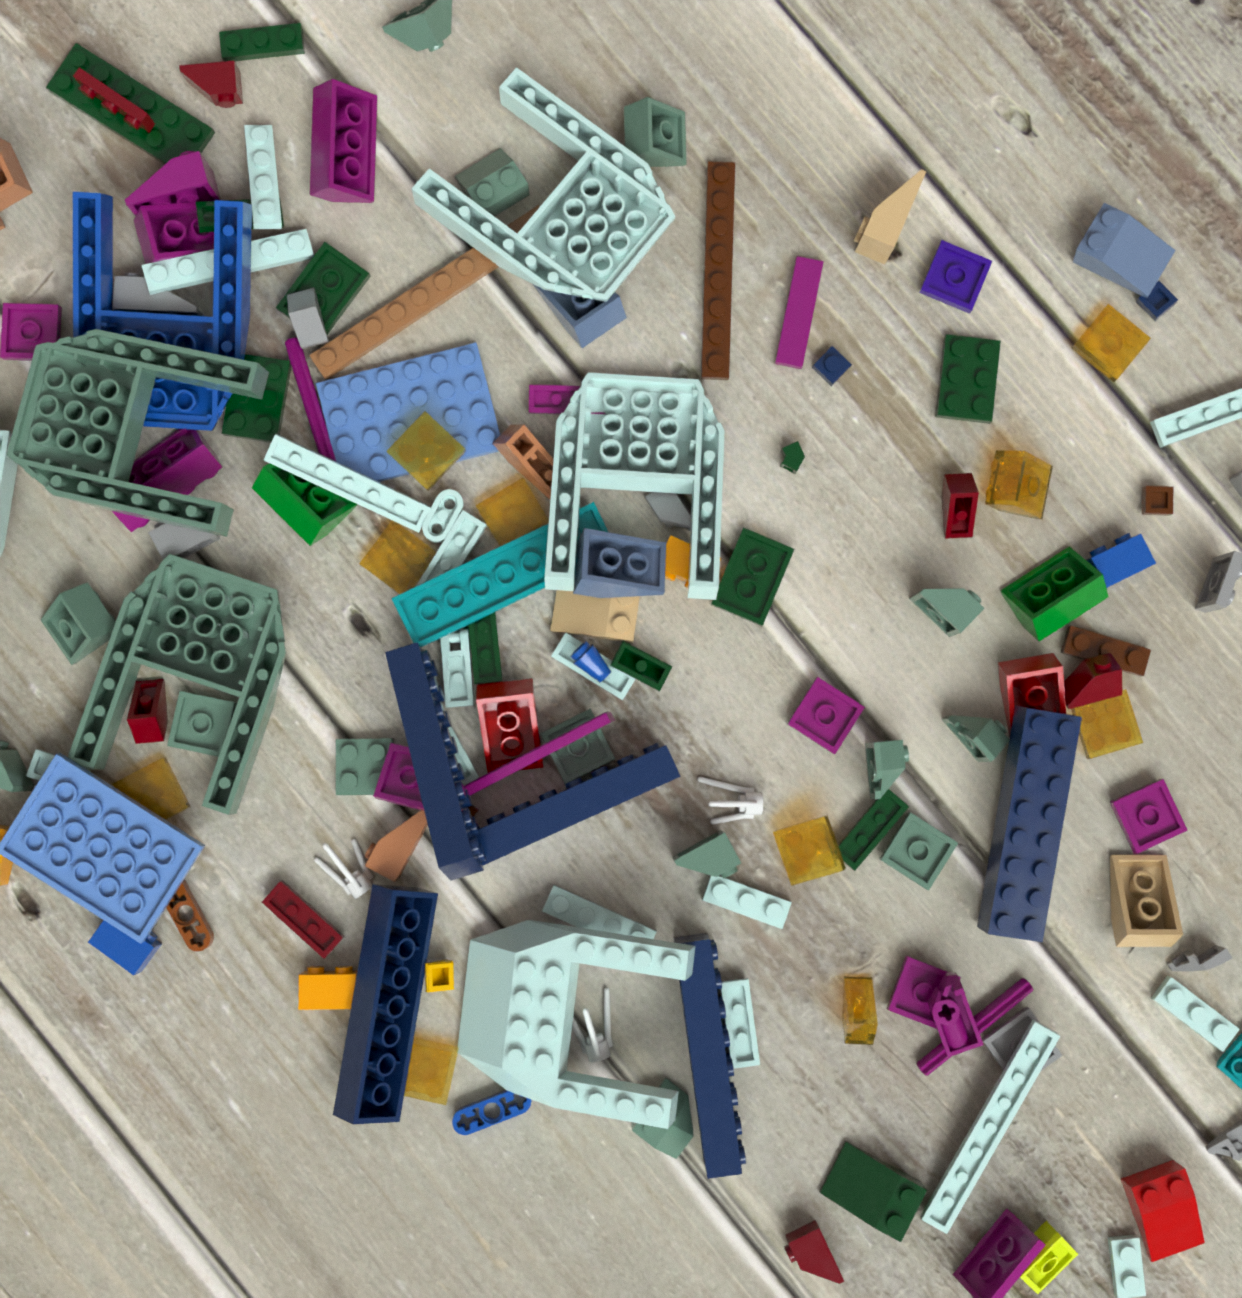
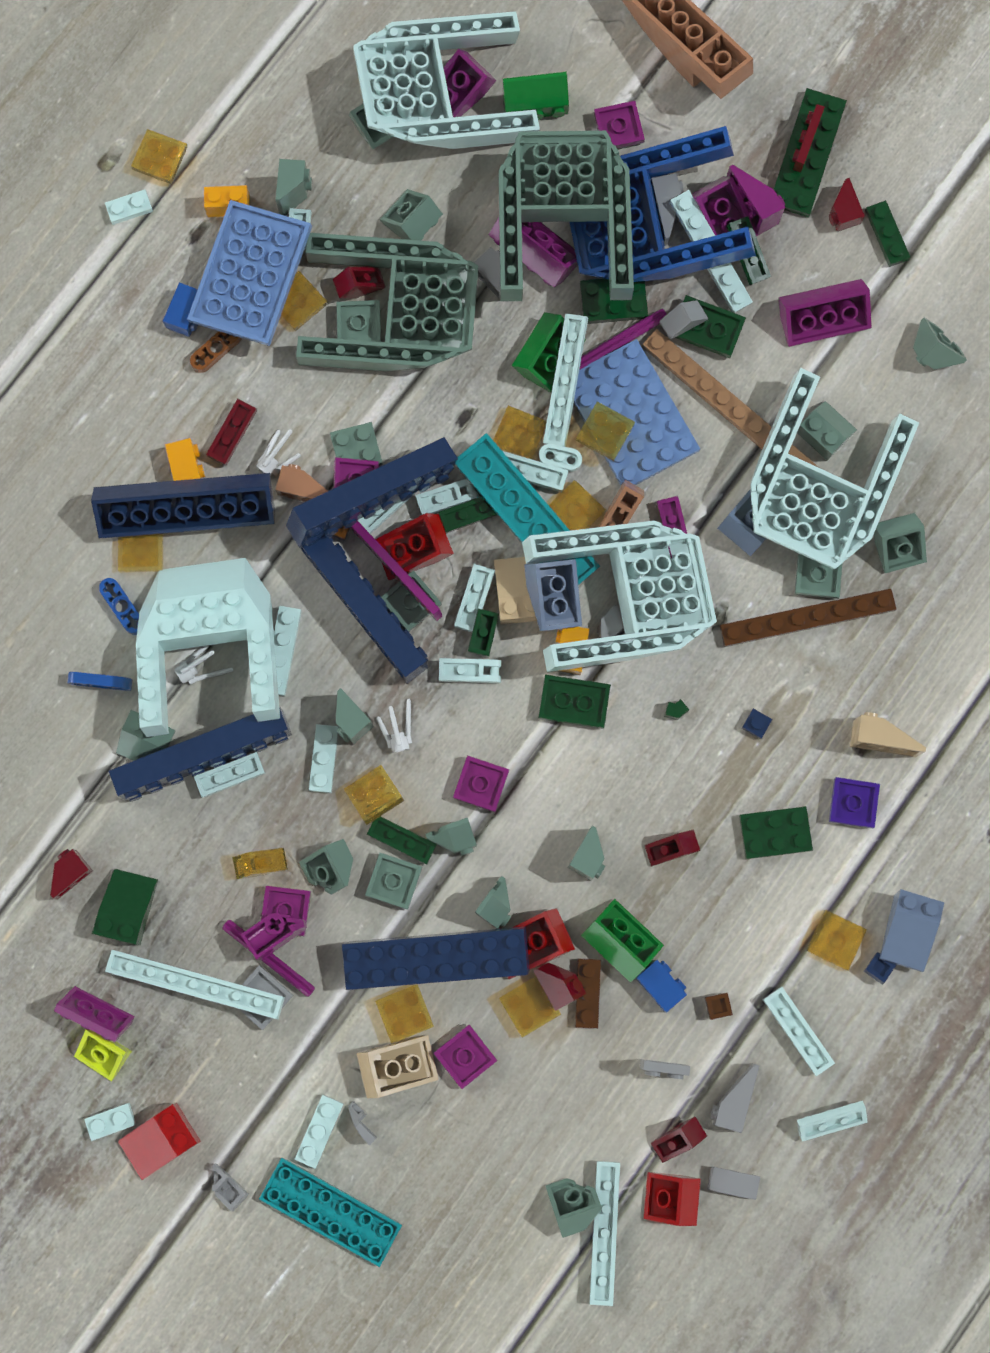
camera: 80 degrees right, 5 degrees down
(262, 177) = (782, 259): light aqua plate -> none
(439, 976) = (213, 540): yellow slope -> none
(582, 1160) = (100, 681): none -> blue beam
(590, 661) = (476, 593): blue cone -> none
(675, 247) = (817, 579): none -> sand green plate
(682, 696) = (469, 670): none -> light aqua plate
(799, 312) = (792, 688): magenta tile -> none
(884, 925) = (329, 866): none -> sand green slope
(1018, 483) = (702, 891): clear yellow slope -> none
(1082, 877) = (404, 1013): none -> clear yellow plate

